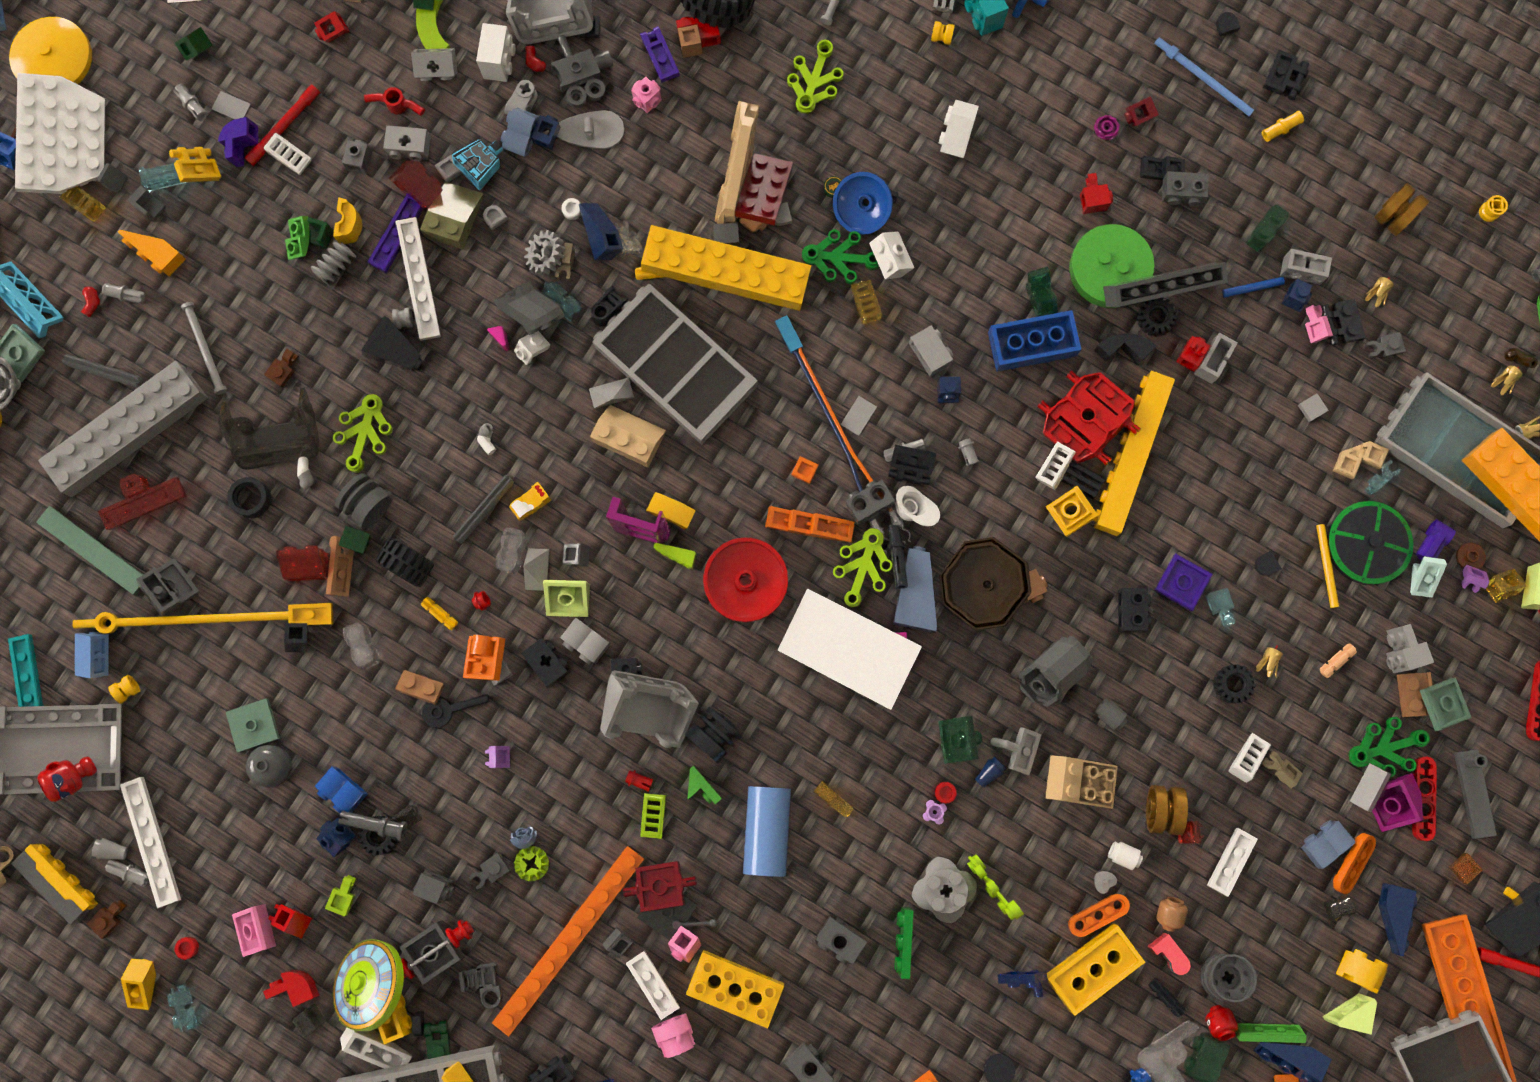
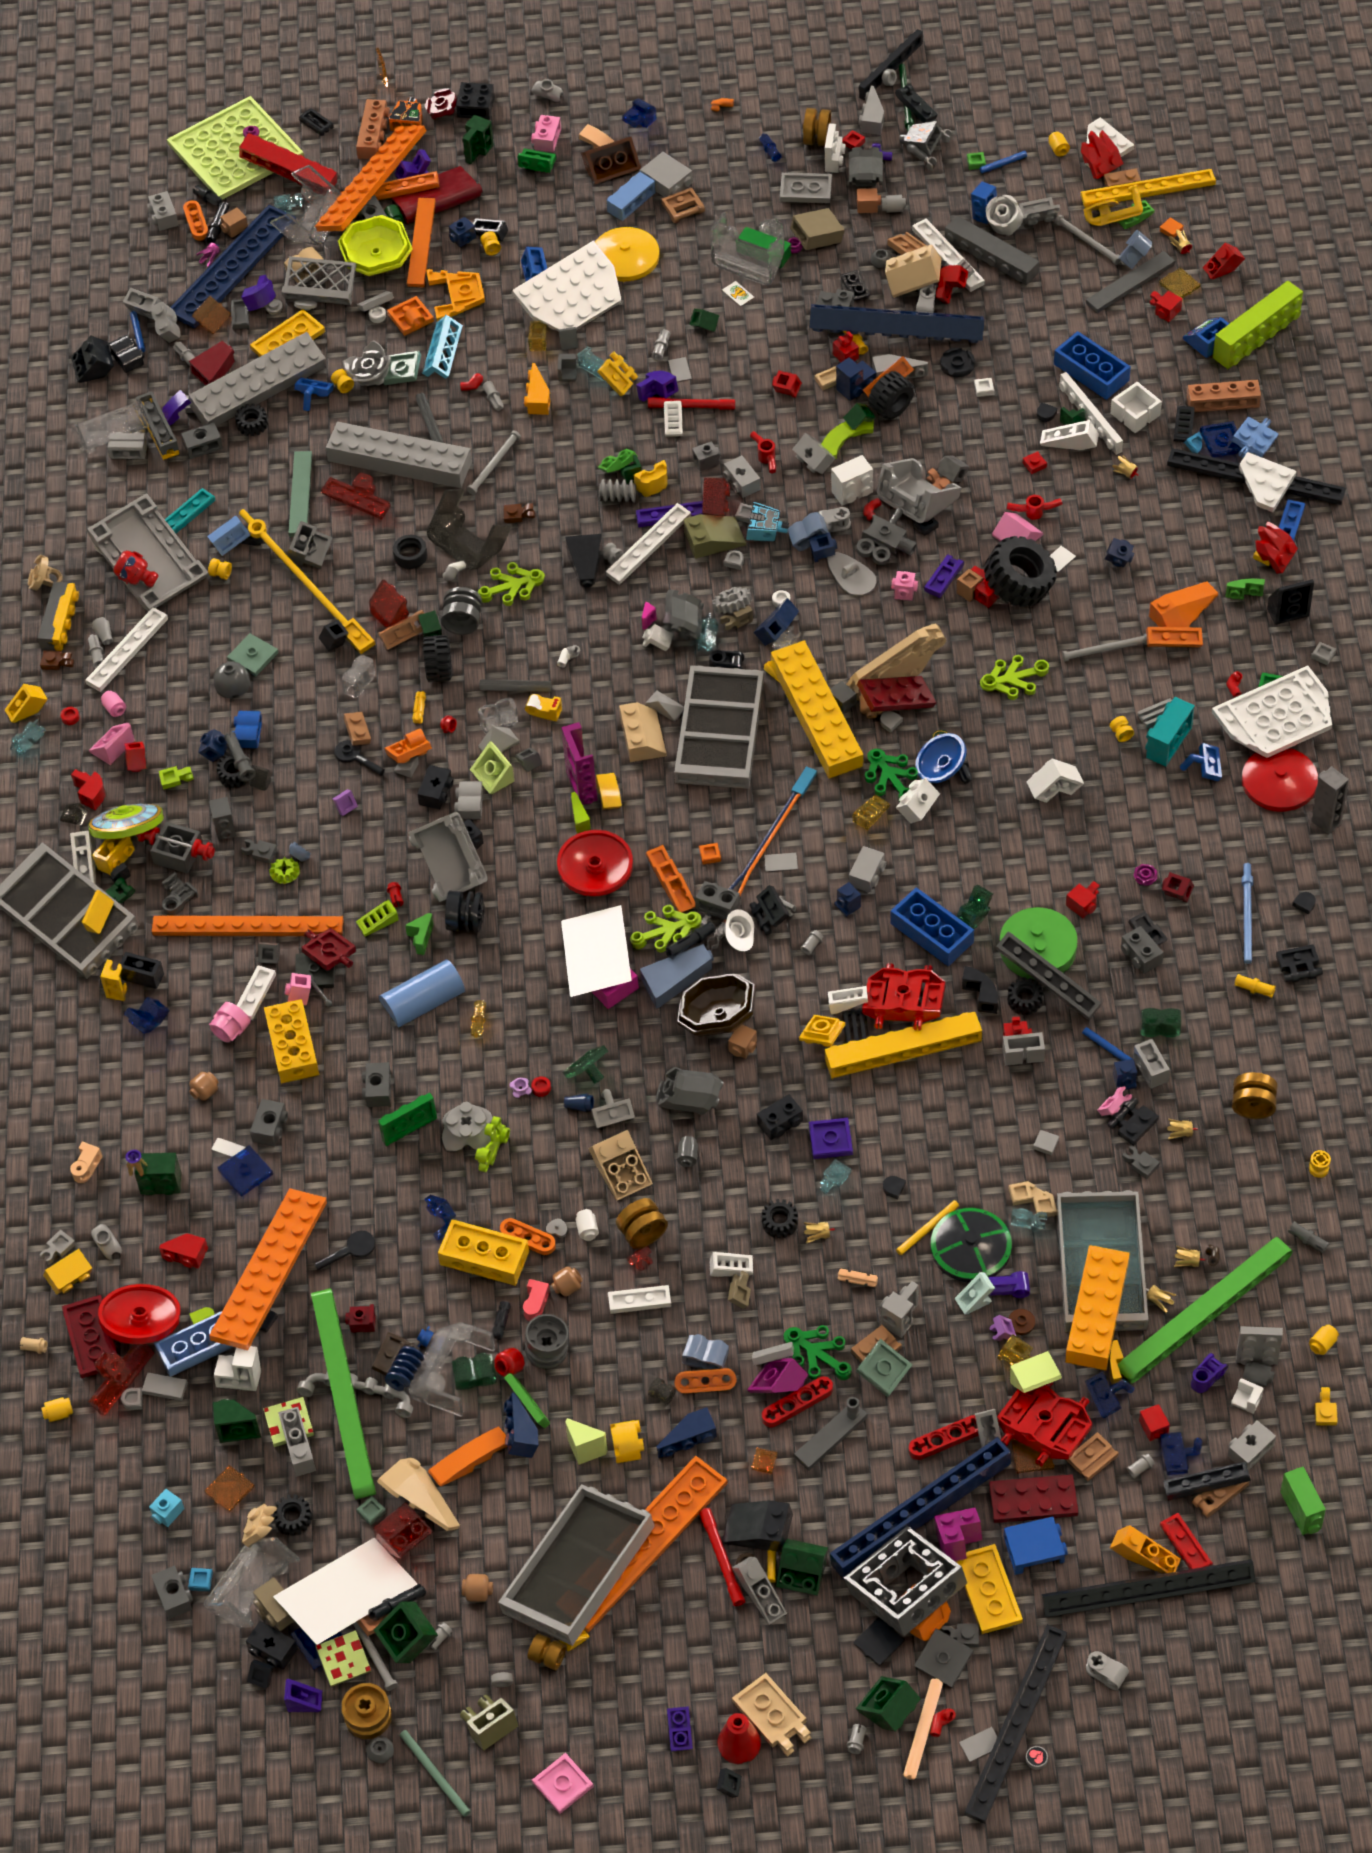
camera: 55 degrees right, 25 degrees down
(207, 898) = (113, 703): none -> bright pink brick

